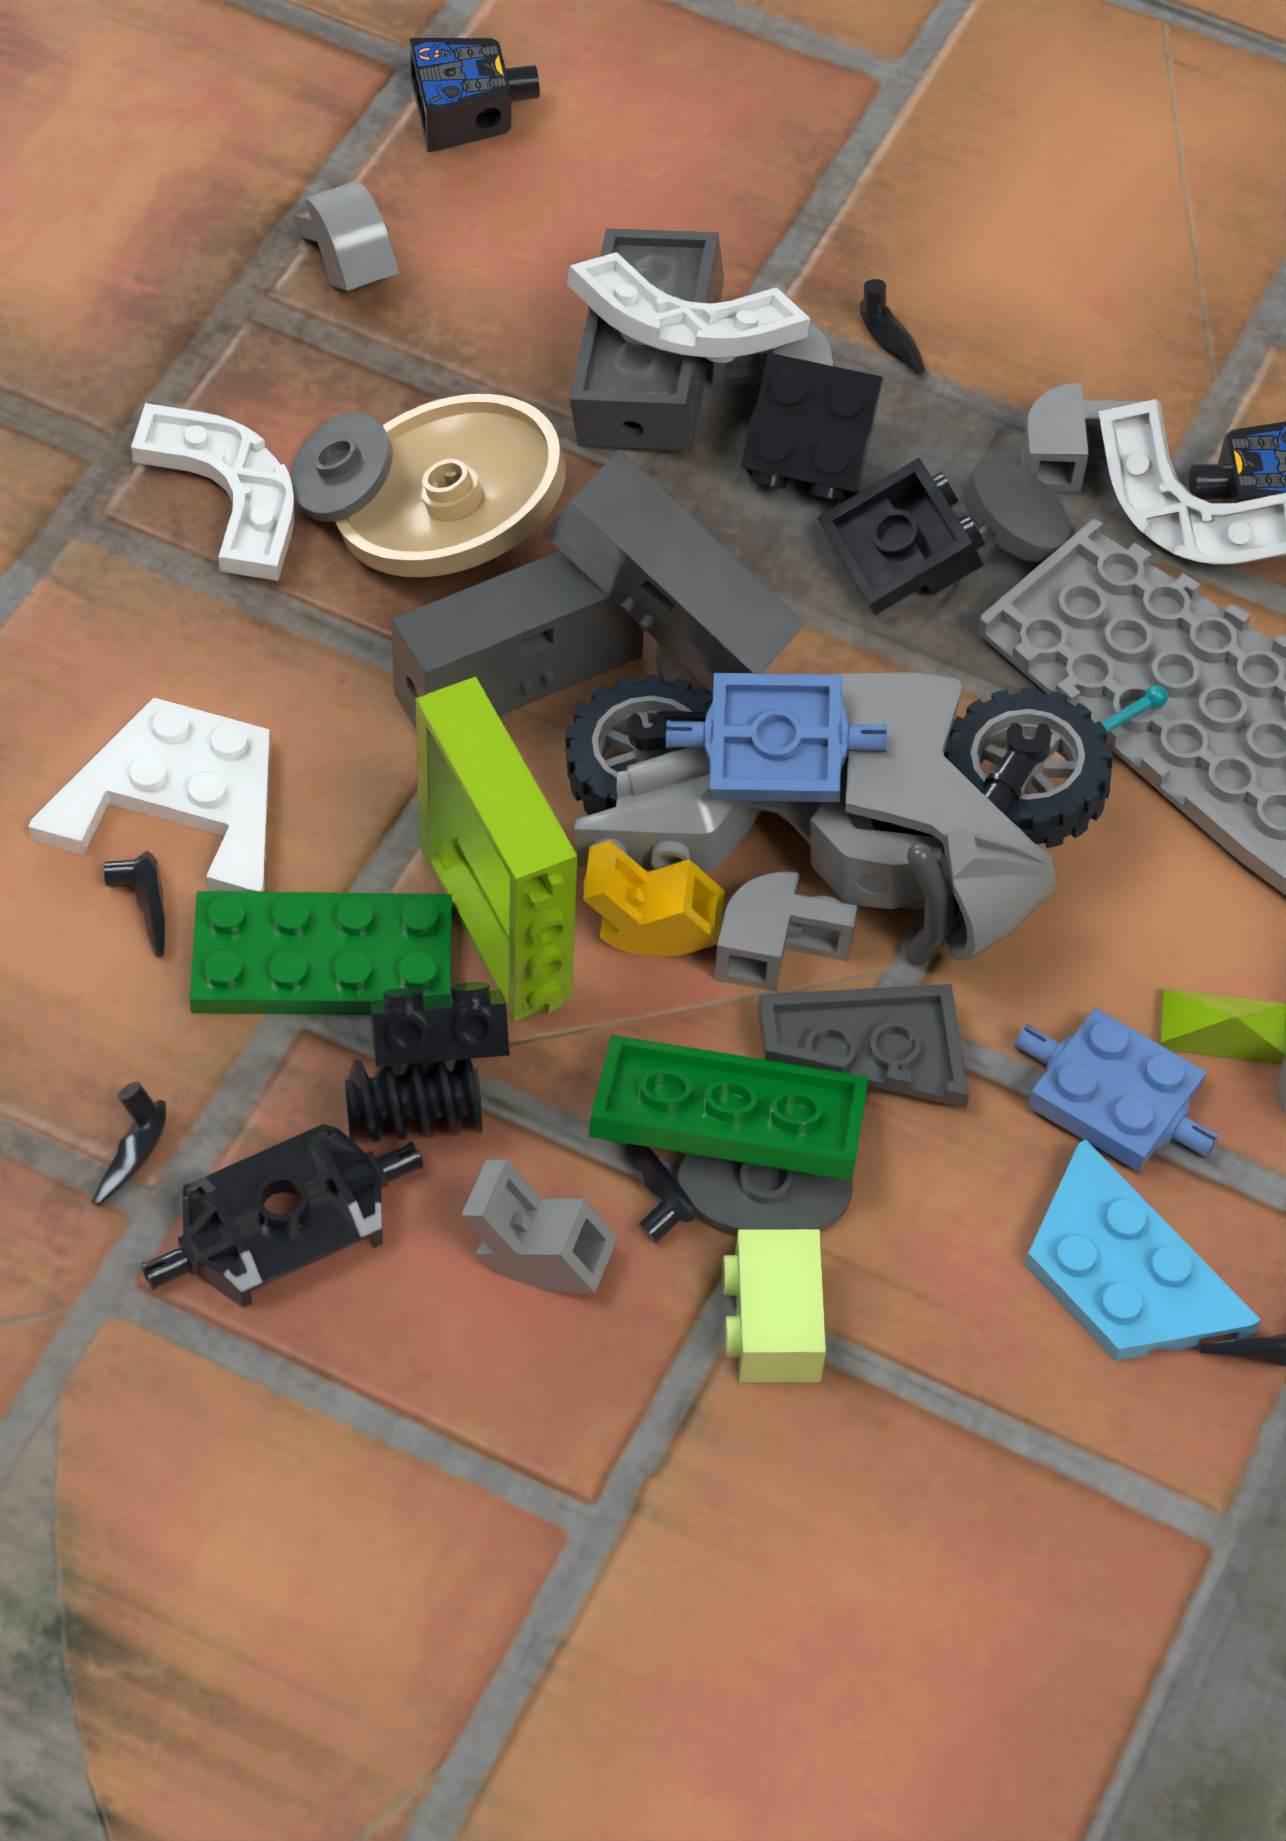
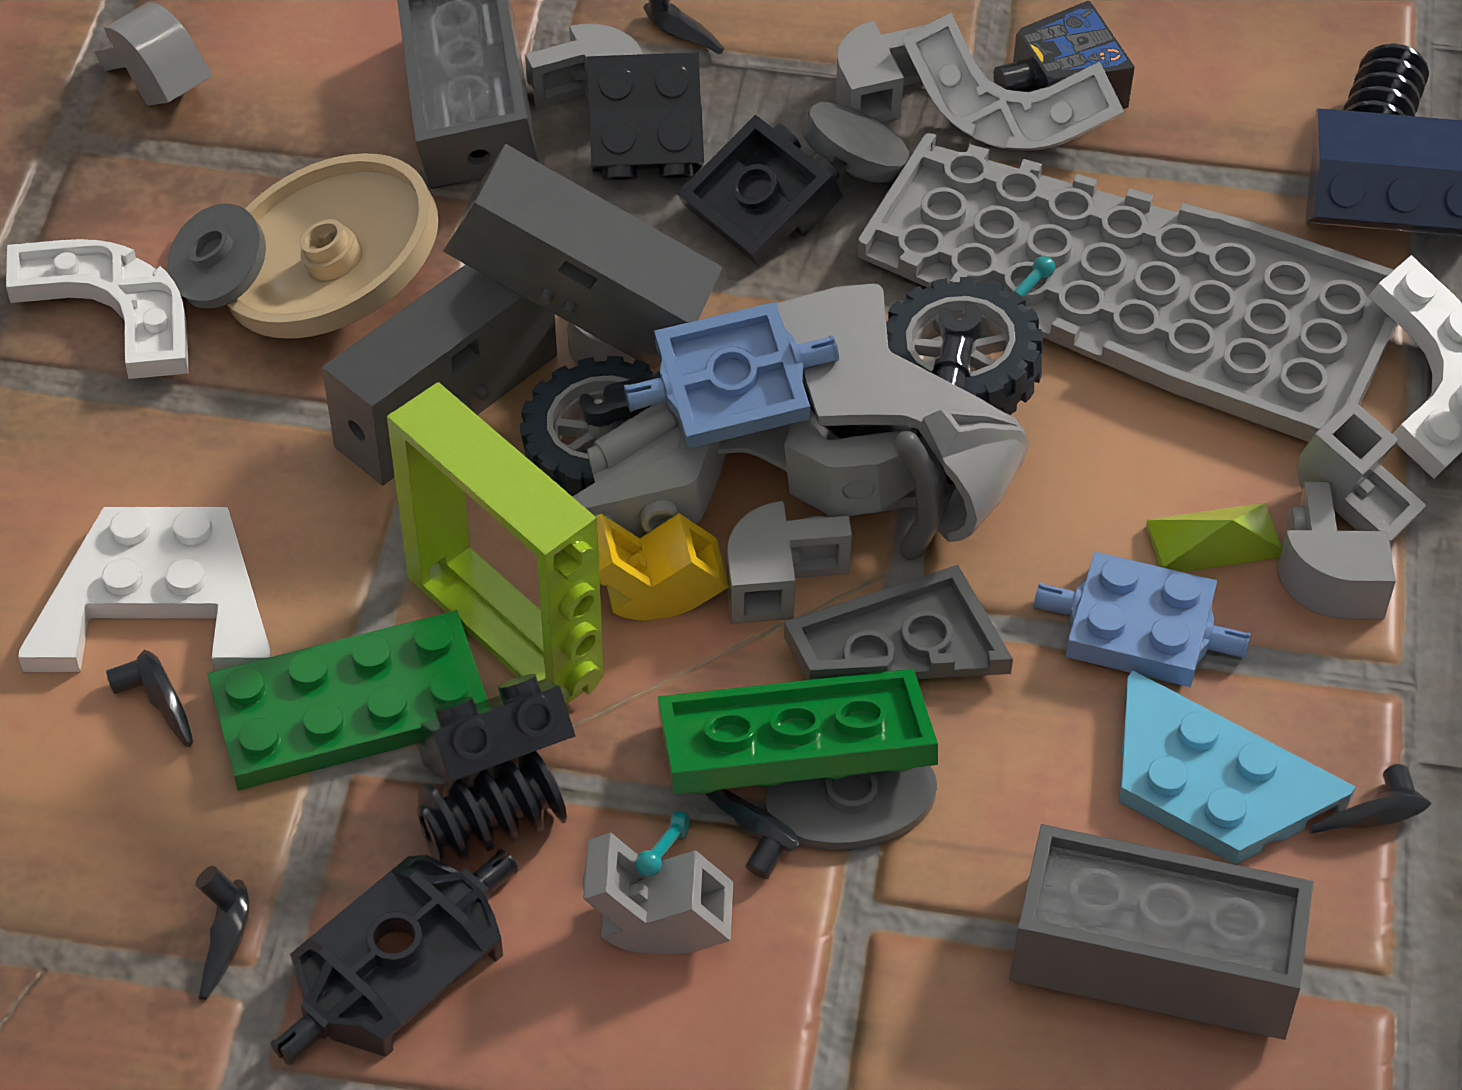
camera: 15 degrees left, 5 degrees down
(537, 1197) = (649, 862): none -> teal hinge
(681, 326) = (524, 49): white plate -> none
(777, 1306) = (910, 902): yellowish green brick -> none
(1006, 1405) = (1163, 931): none -> brick

